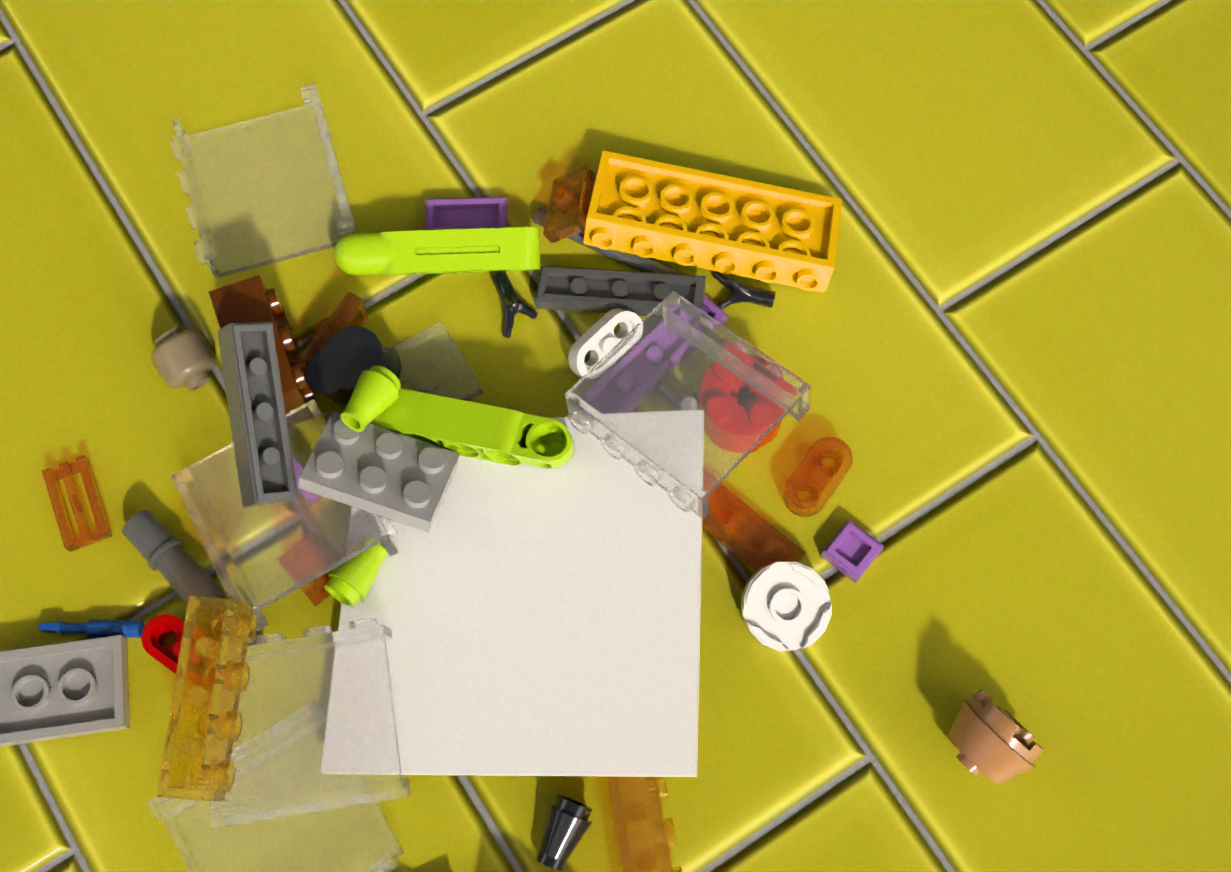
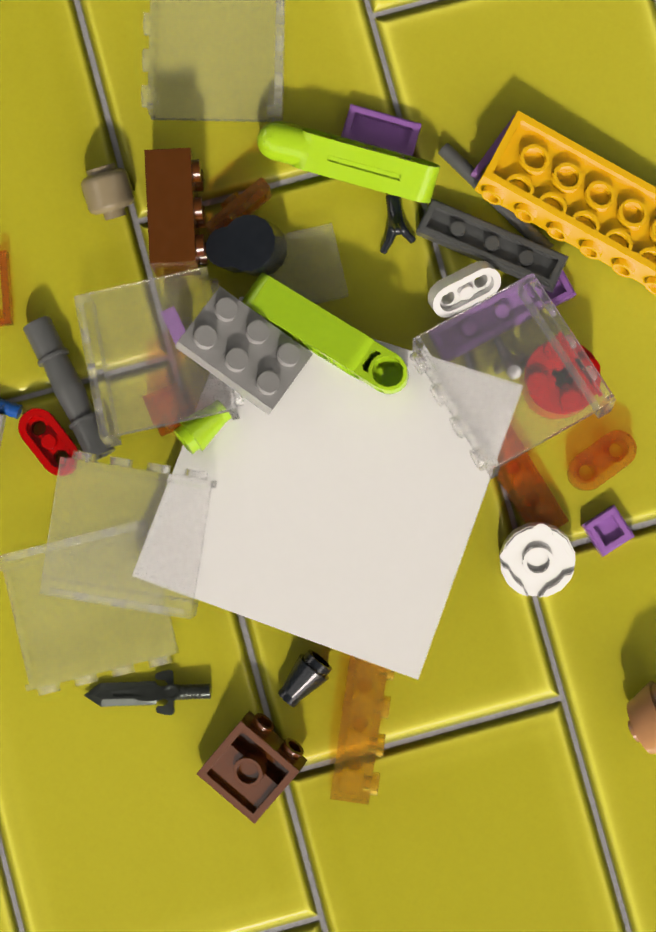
camera: 20 degrees right, 15 degrees up
(207, 699) = (61, 500): clear yellow brick -> none
(257, 414) = (157, 273): dark grey slope -> none
(371, 396) = (255, 286): lime cone -> none
(569, 204) = (473, 151): clear orange plate -> none
(743, 293) = (596, 277): black bar -> none

